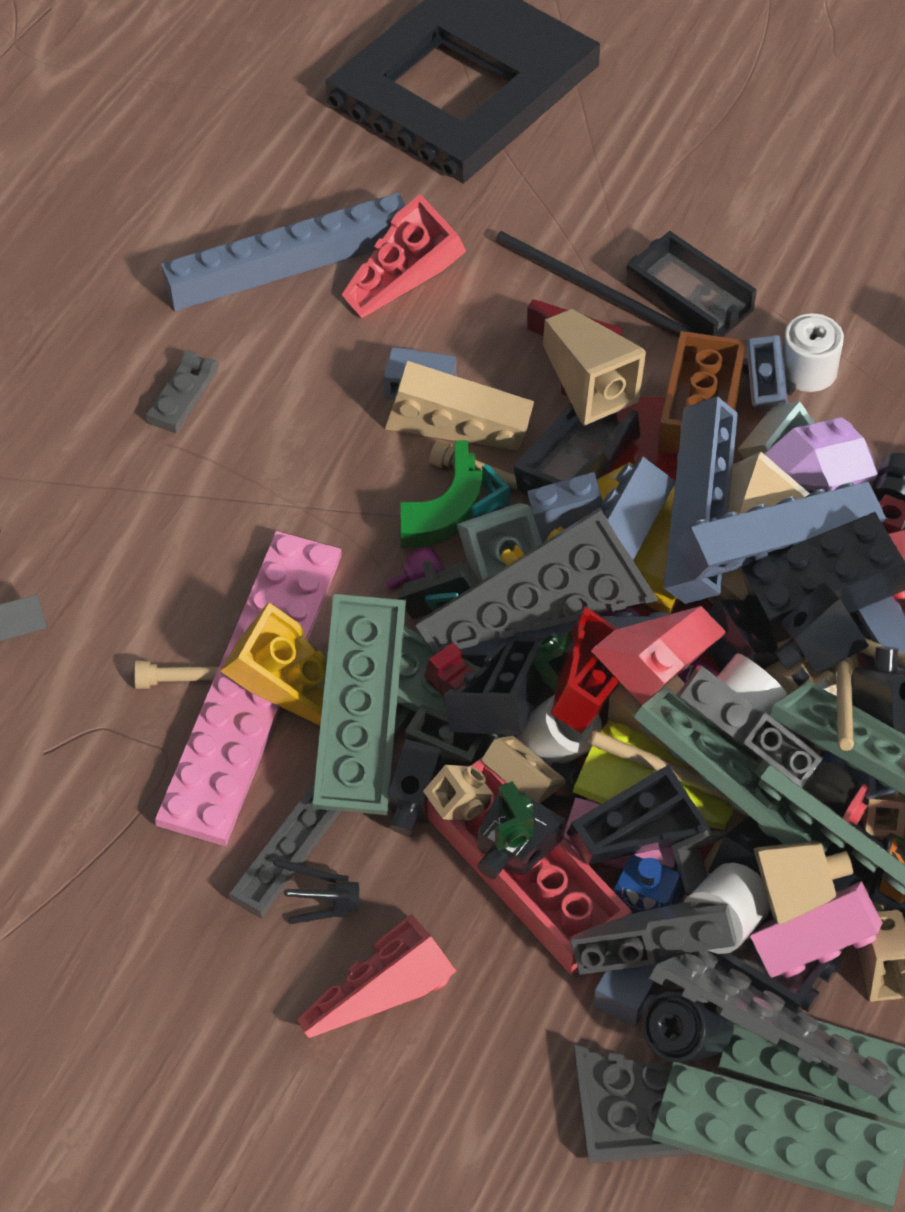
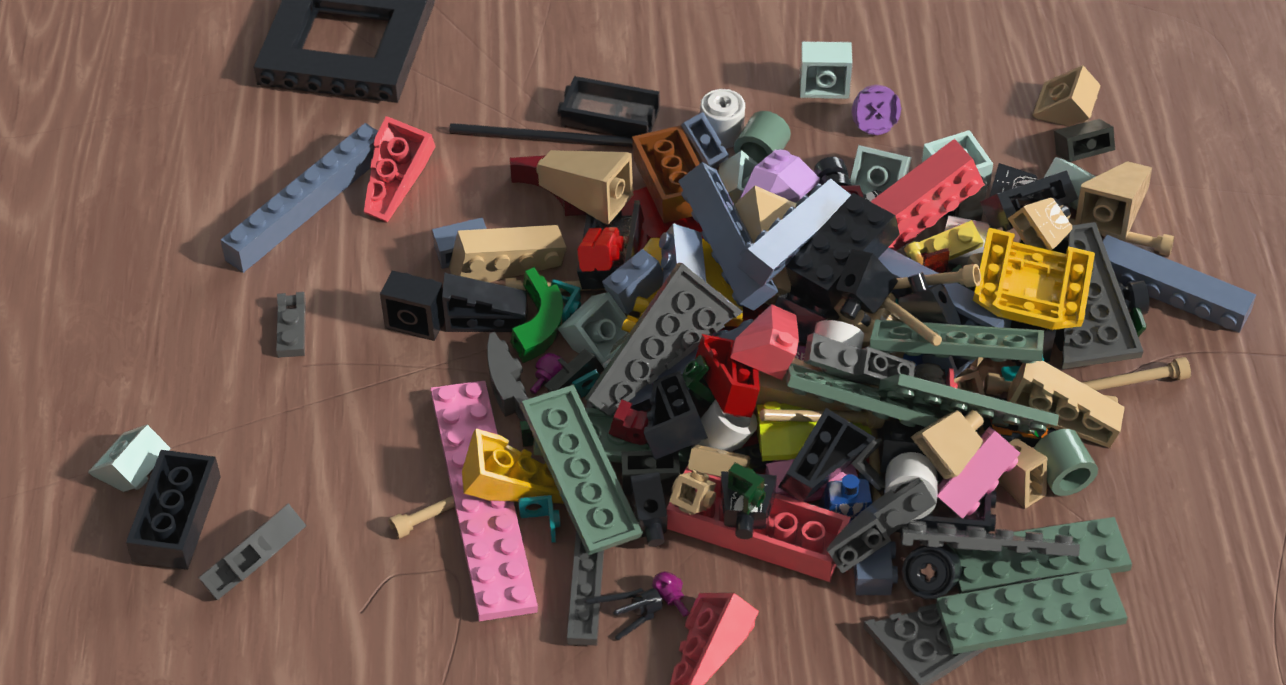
camera: 30 degrees left, 5 degrees down
(309, 734) = (545, 510): none -> teal bracket
(314, 426) = (412, 305): none -> black brick
(364, 551) = (505, 377): none -> dark grey slope
(381, 892) = (669, 589): none -> magenta piece
(389, 459) = (482, 305): none -> black wedge
(552, 450) = (600, 249): none -> red brick
(842, 392) = (763, 135): none -> sand green piece

